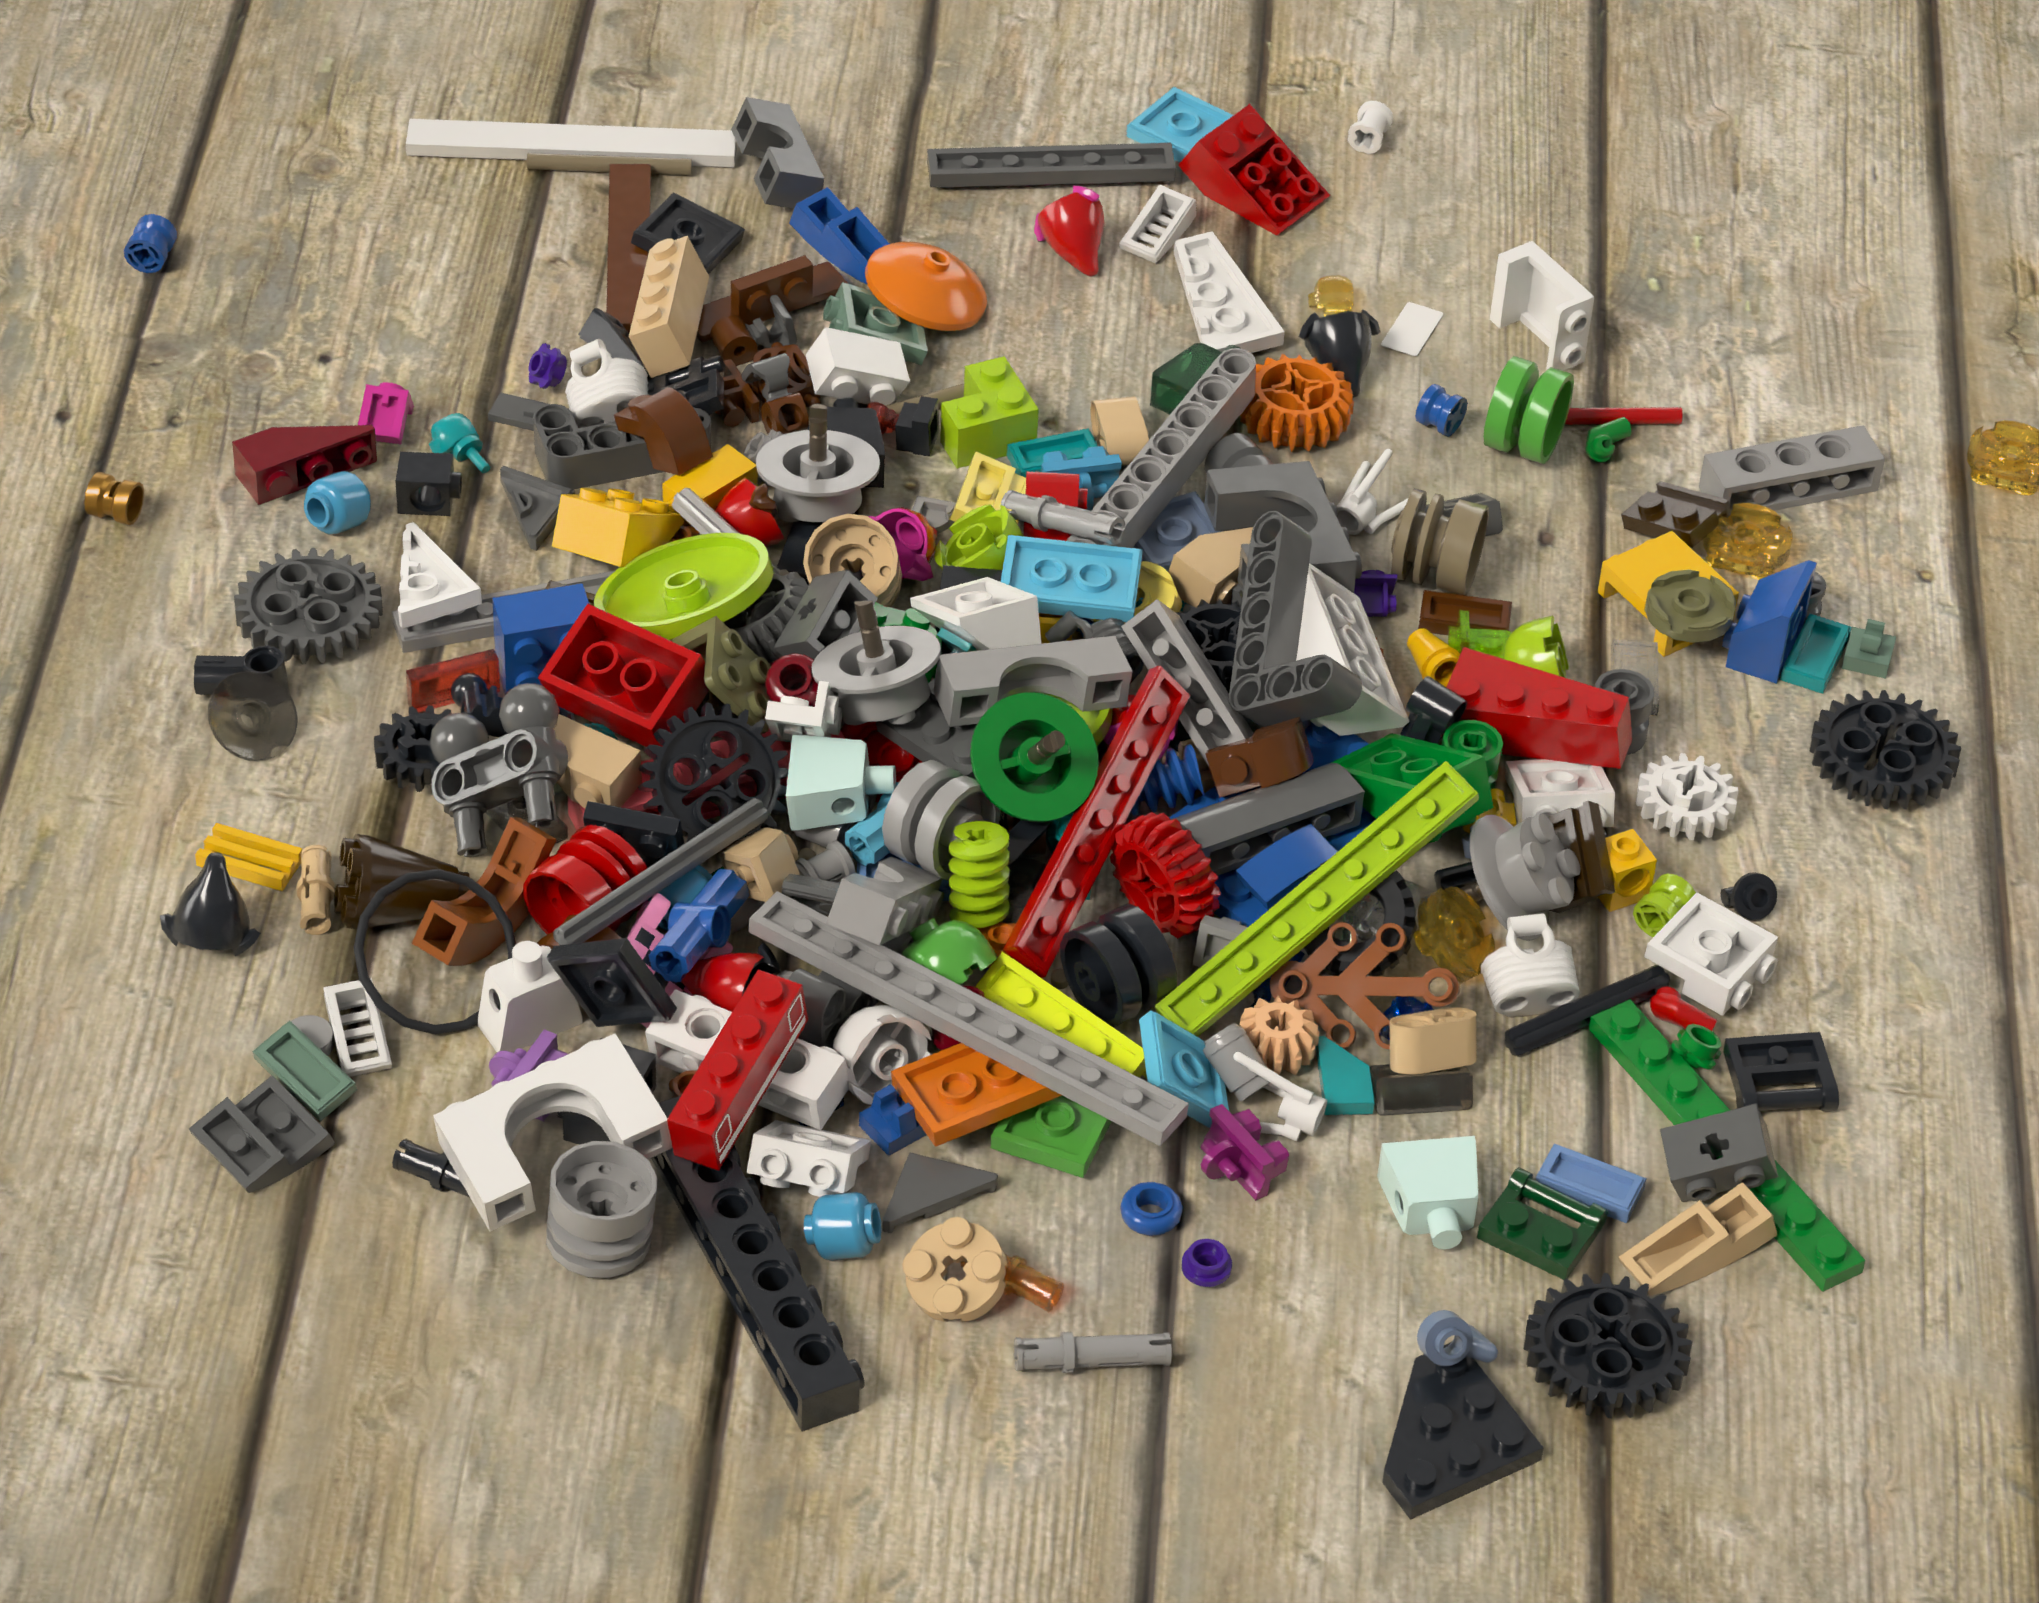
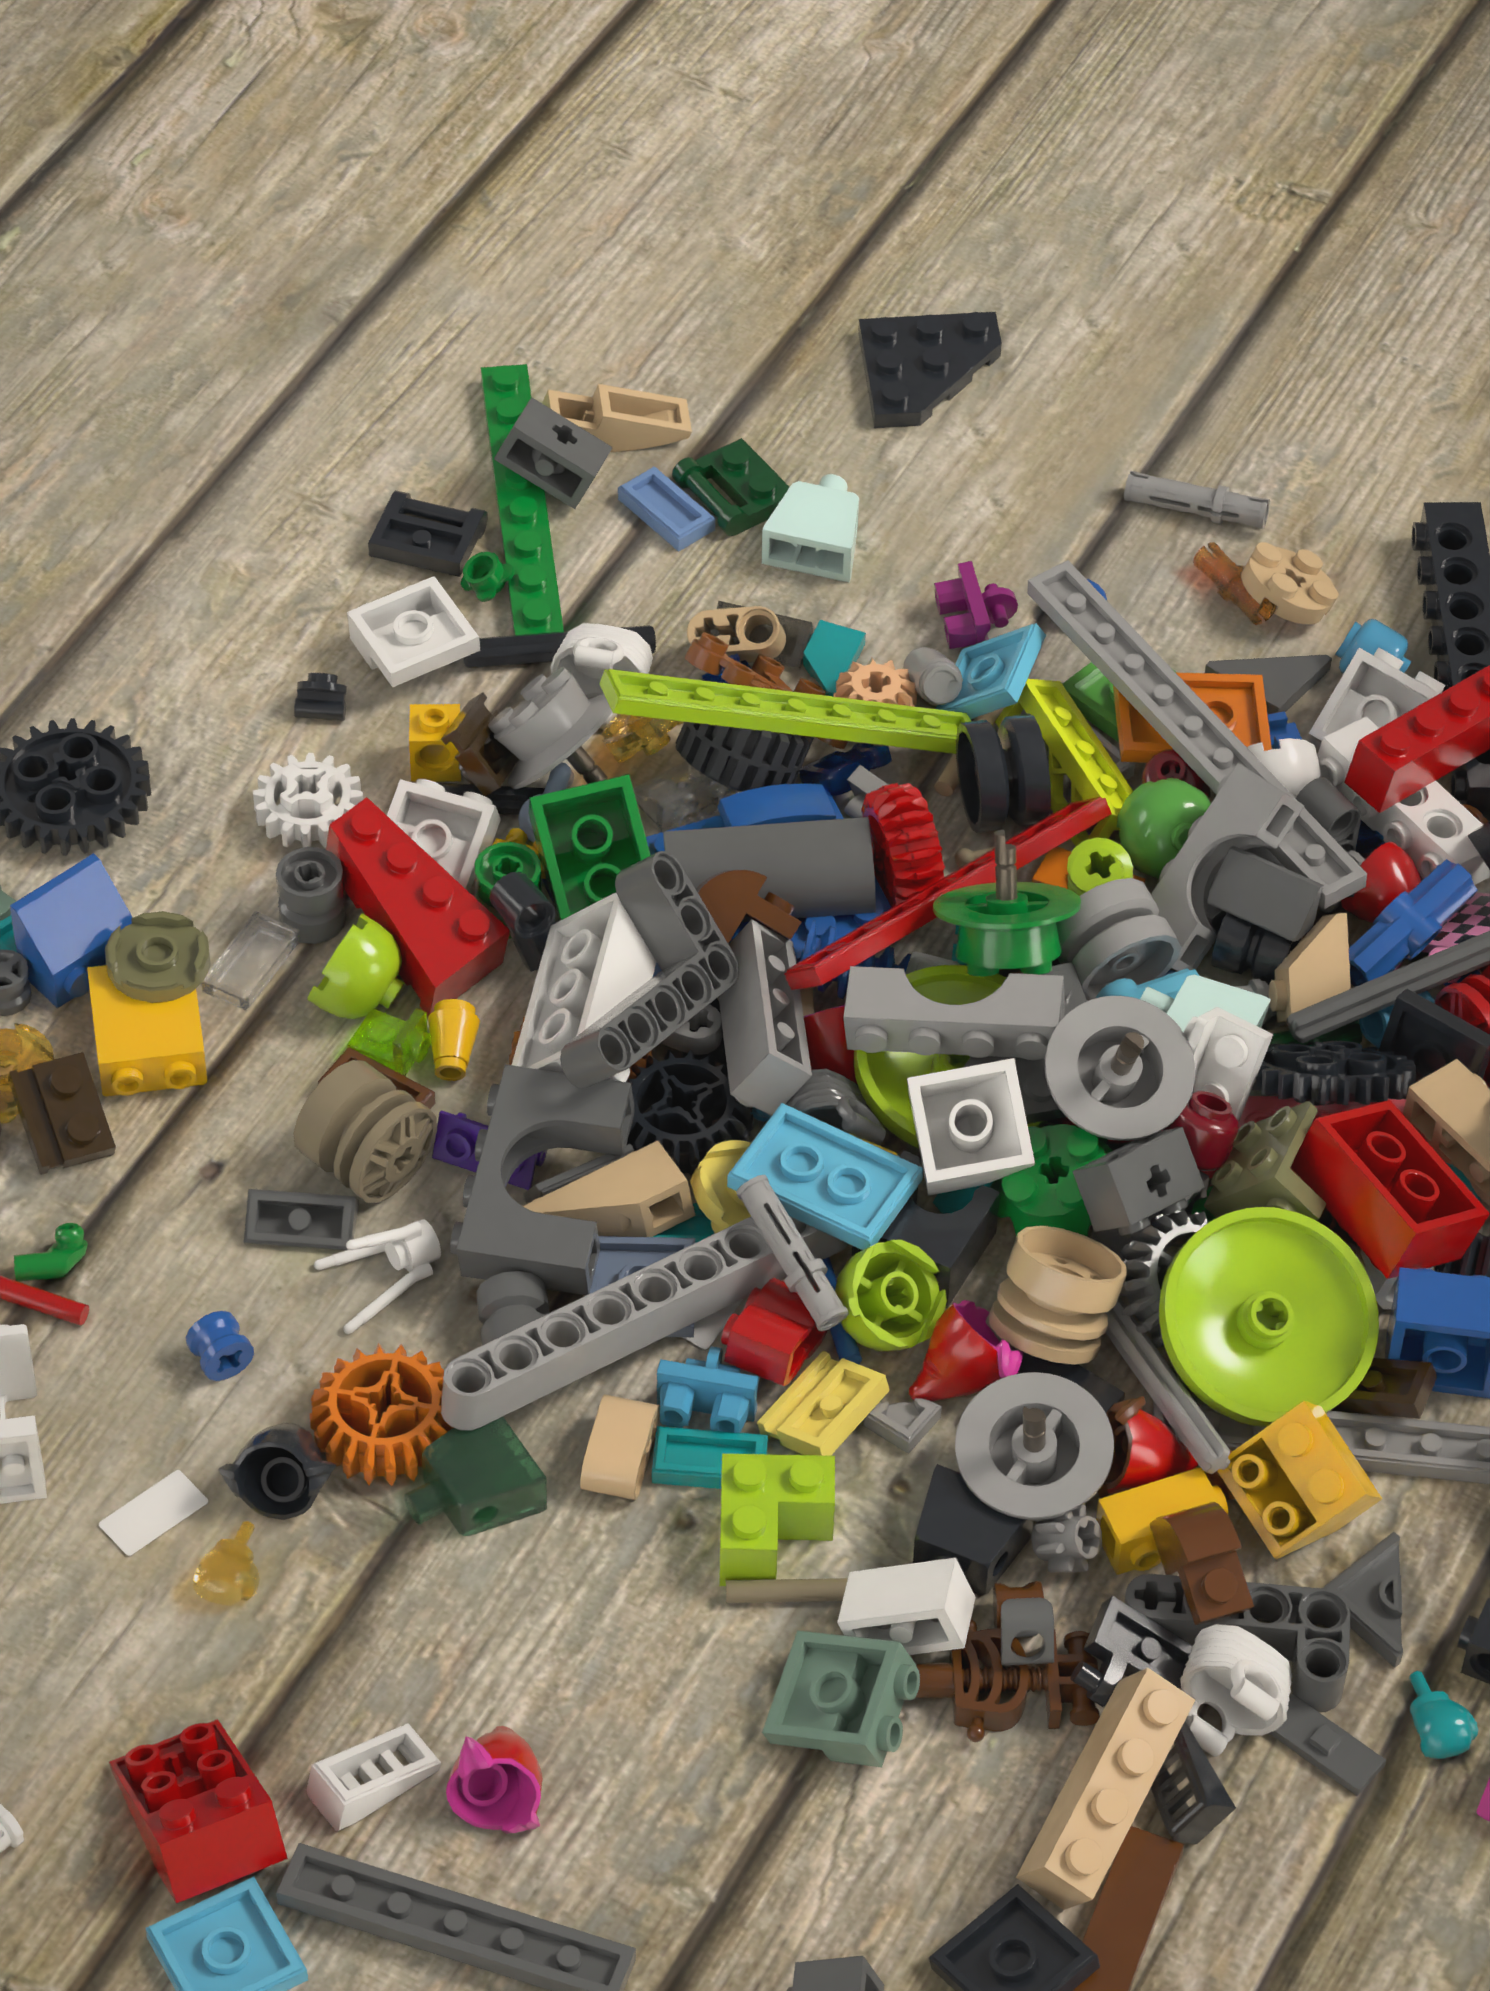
camera: 155 degrees left, 5 degrees up
(547, 366) = (1289, 1789): dark purple plate -> none
(740, 341) = (1022, 1755): leg -> none
(793, 281) = (947, 1809): reddish brown bracket -> none
(836, 233) = (802, 1878): blue slope -> none
(914, 427) = (866, 1537): black piece -> none
(926, 286) = (754, 1768): orange dish -> none
(1206, 1263) = (1055, 540): dark purple plate -> none
(1222, 298) = (372, 1604): white wing -> none
(1298, 1108) = (897, 633): white plant -> none
(1466, 1341) = (899, 376): sand blue plate -> none
(1528, 409) = (138, 1266): bright green wheel -> none
(1607, 1345) = (725, 381): black gear -> none
(1662, 903) = (424, 690): lime wheel -> none
(1669, 1007) = (479, 609): red arm -> none

